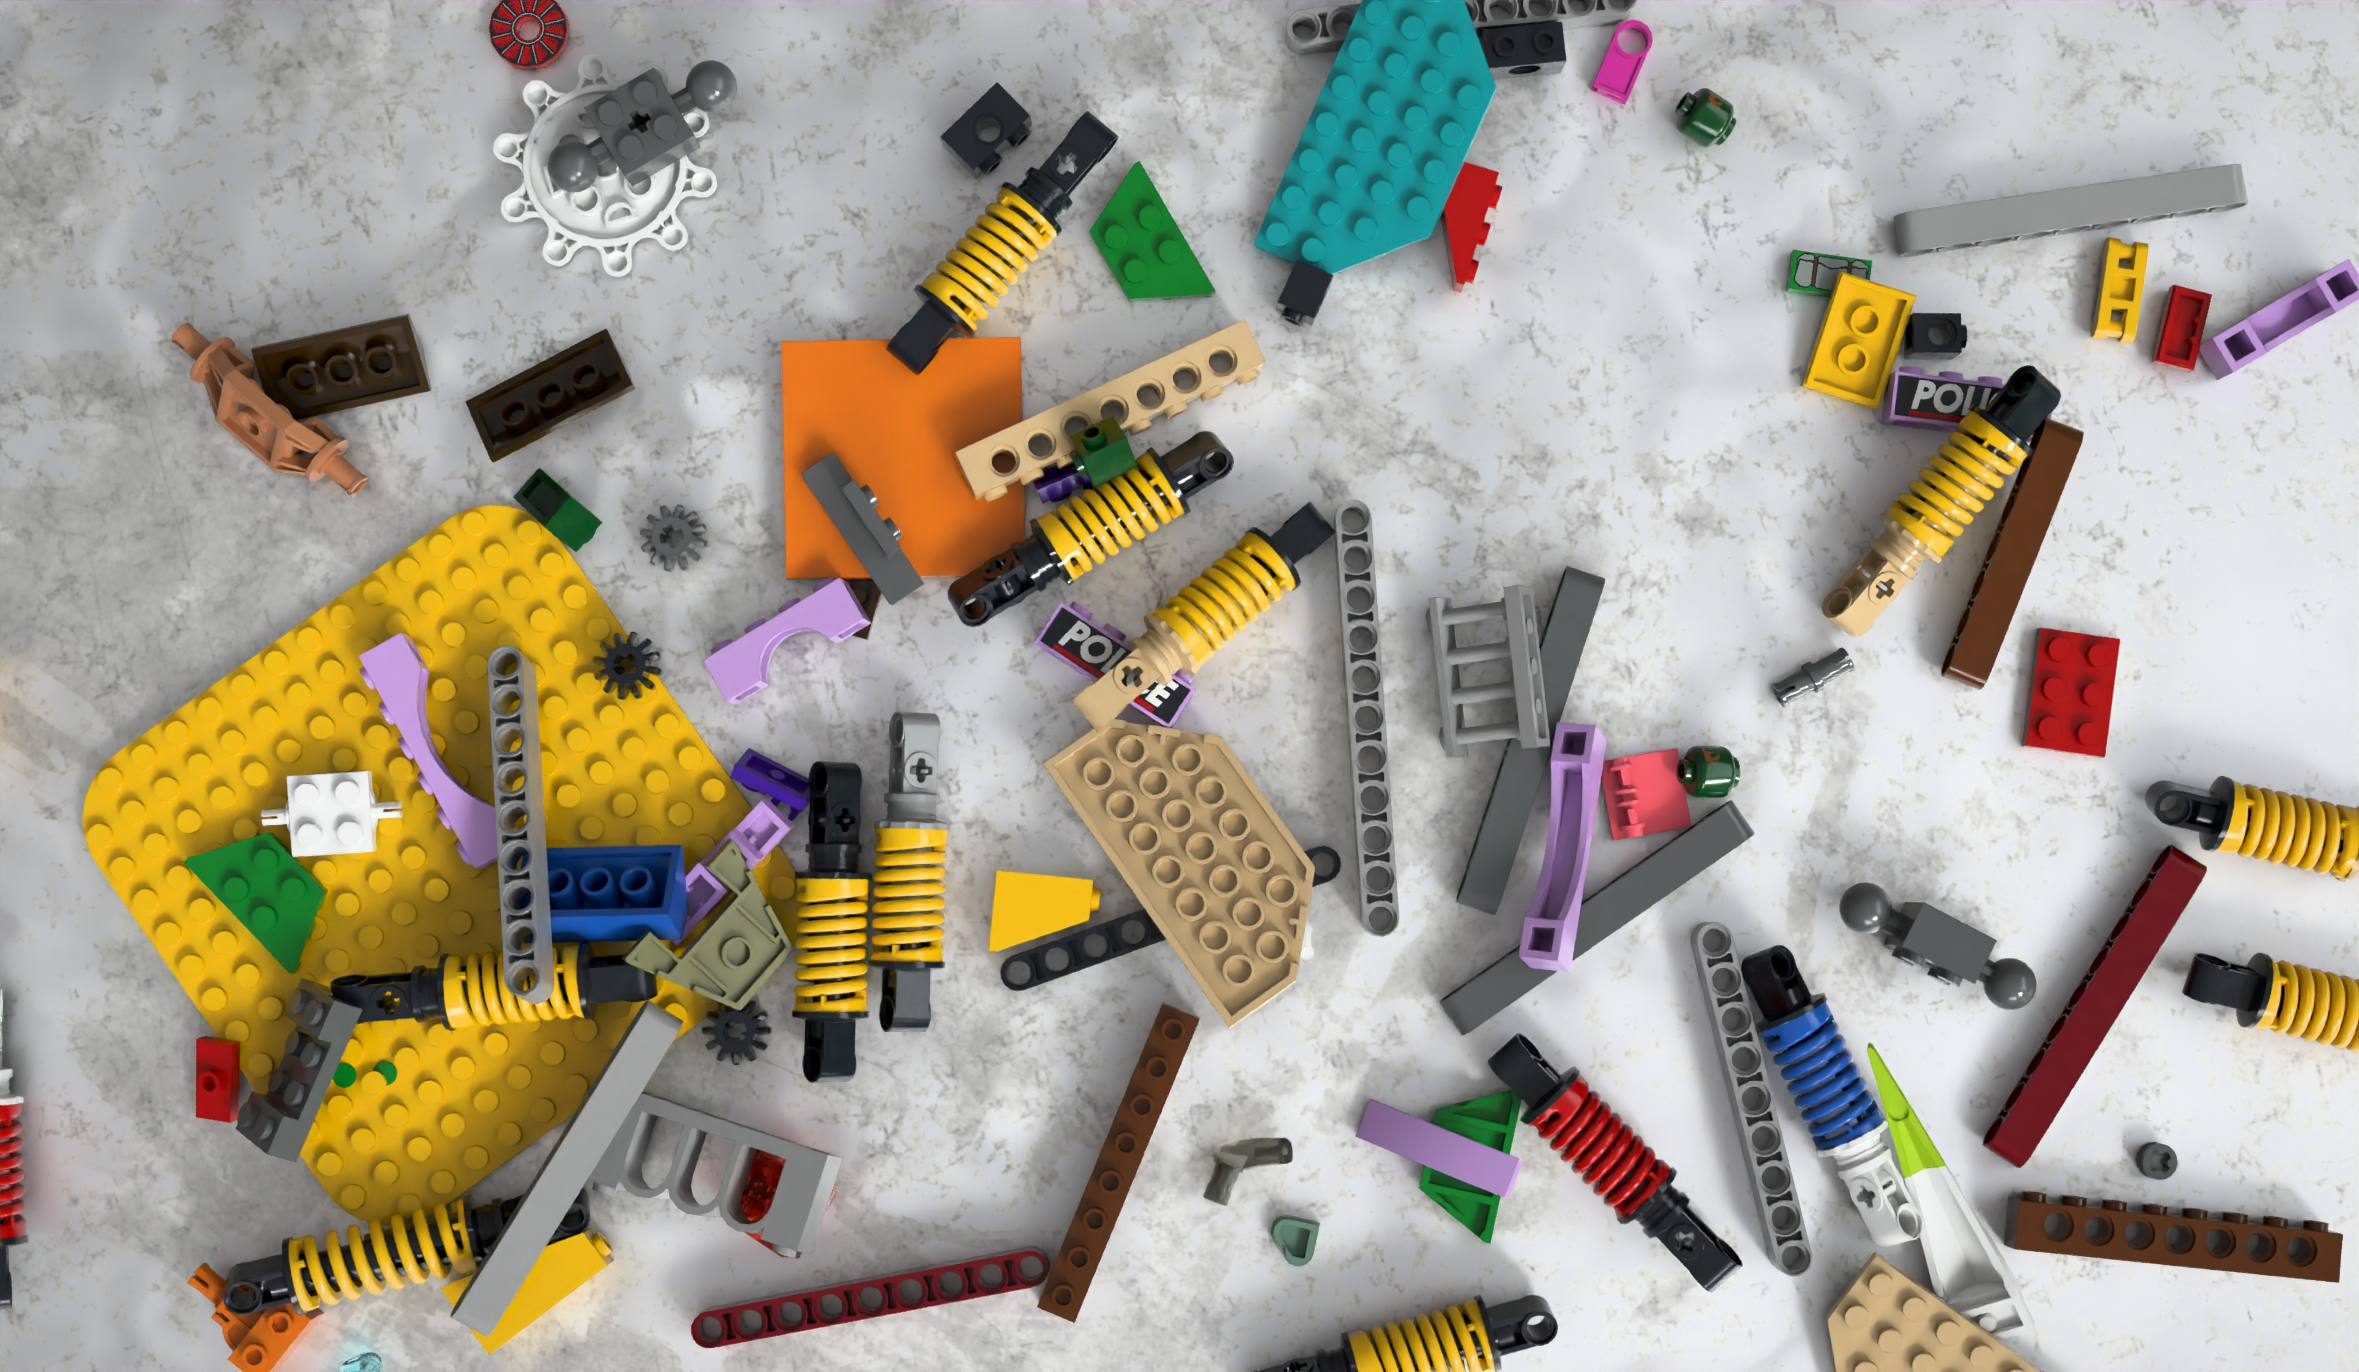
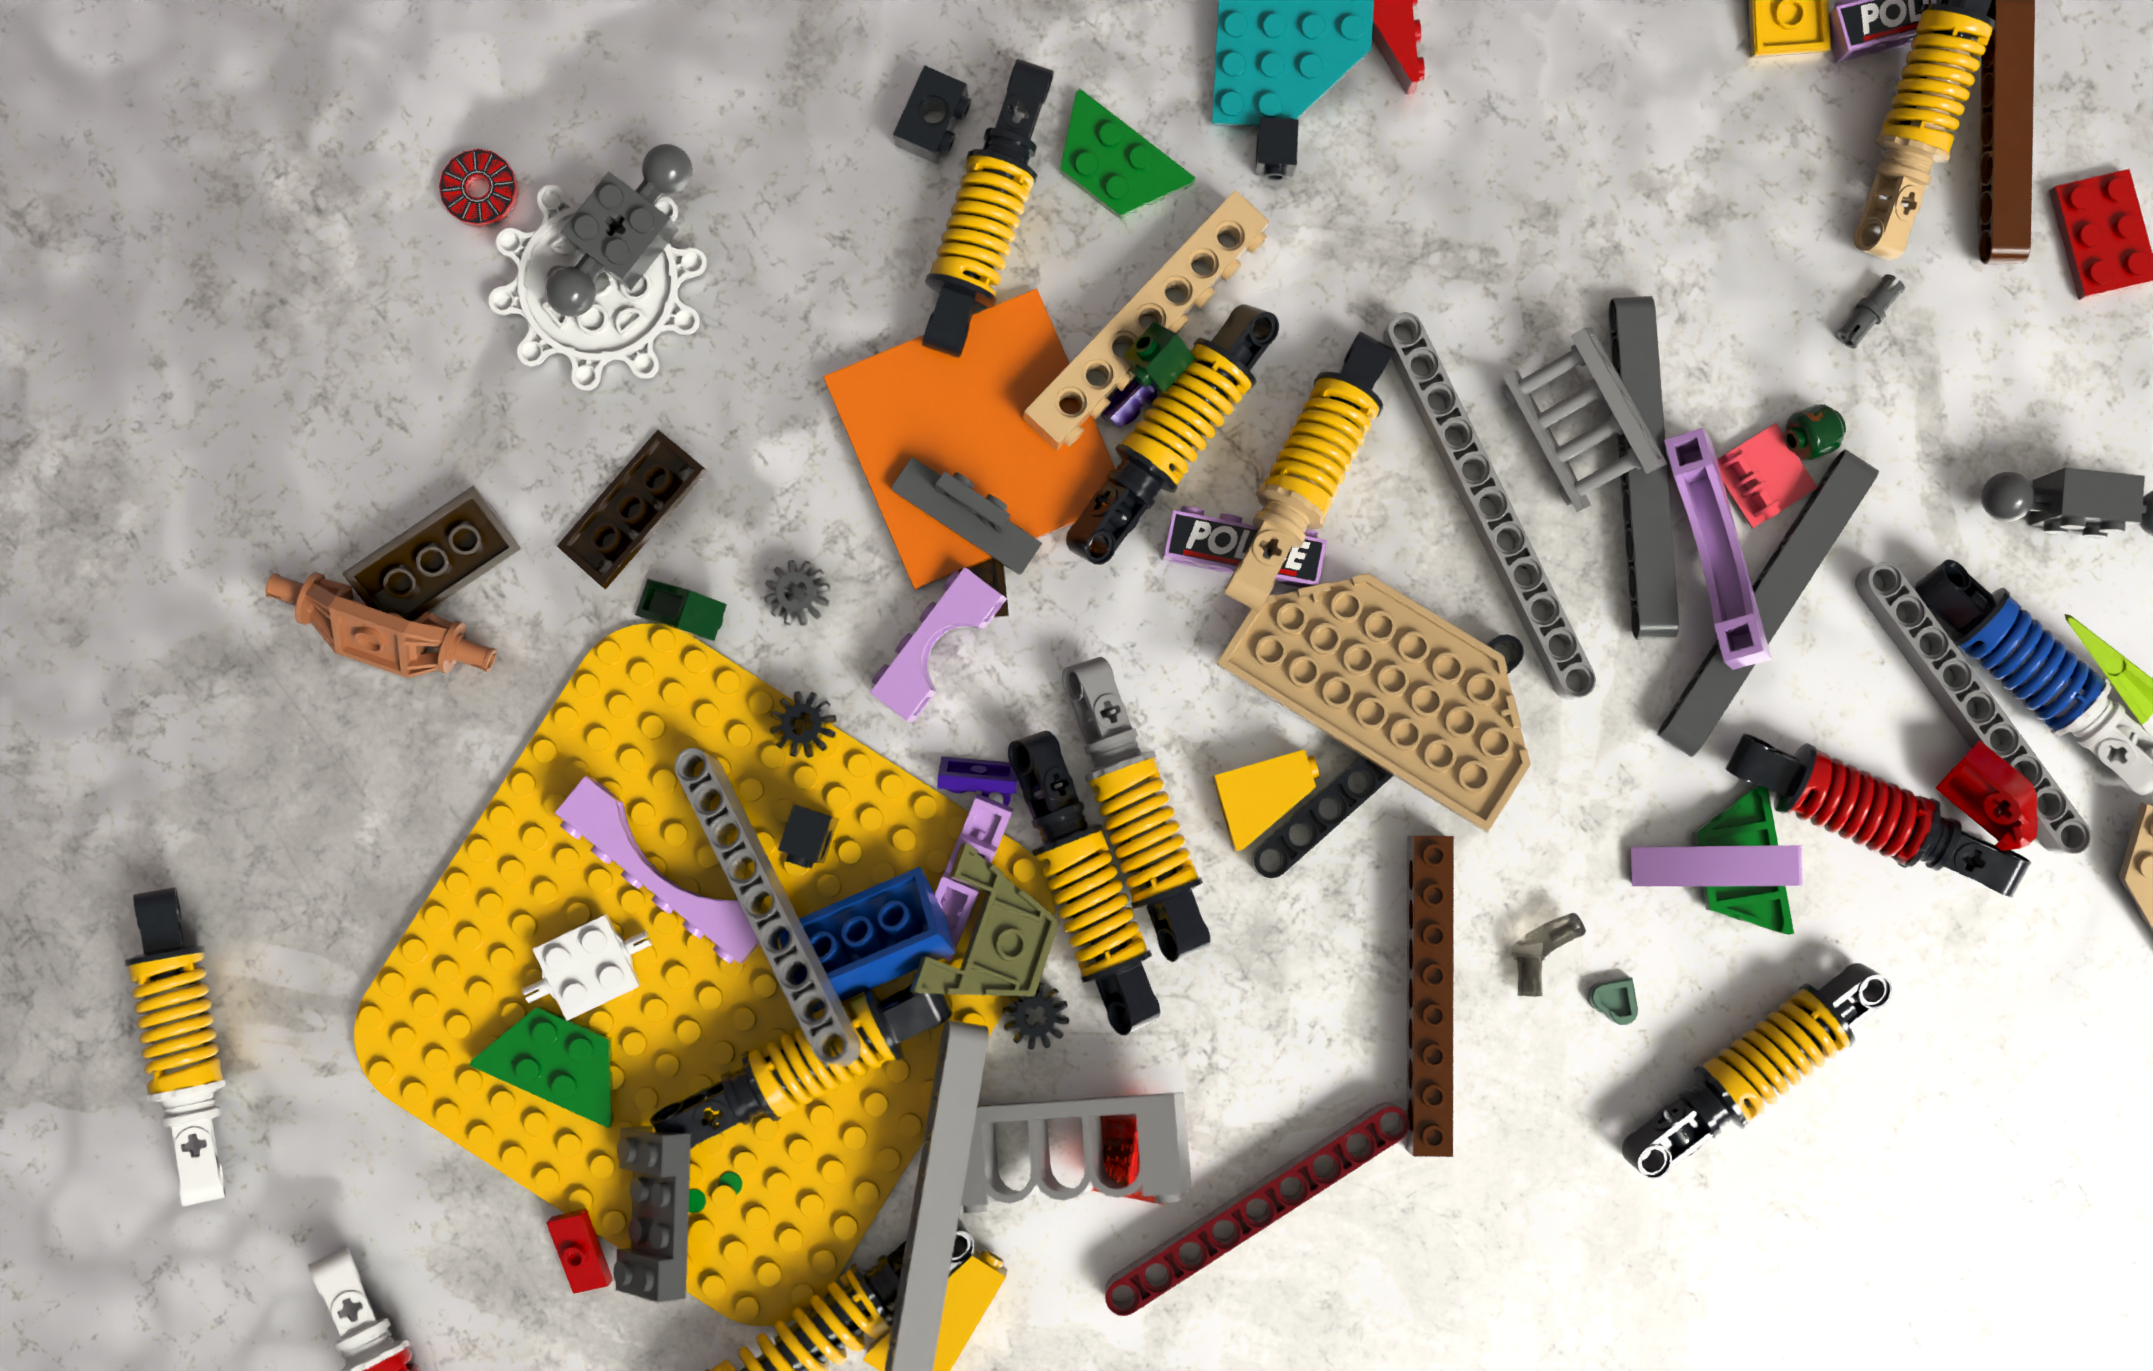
camera: 20 degrees left, 0 degrees up
(587, 773) = (807, 836): none -> black brick
(1732, 1189) = (1993, 797): none -> red piece

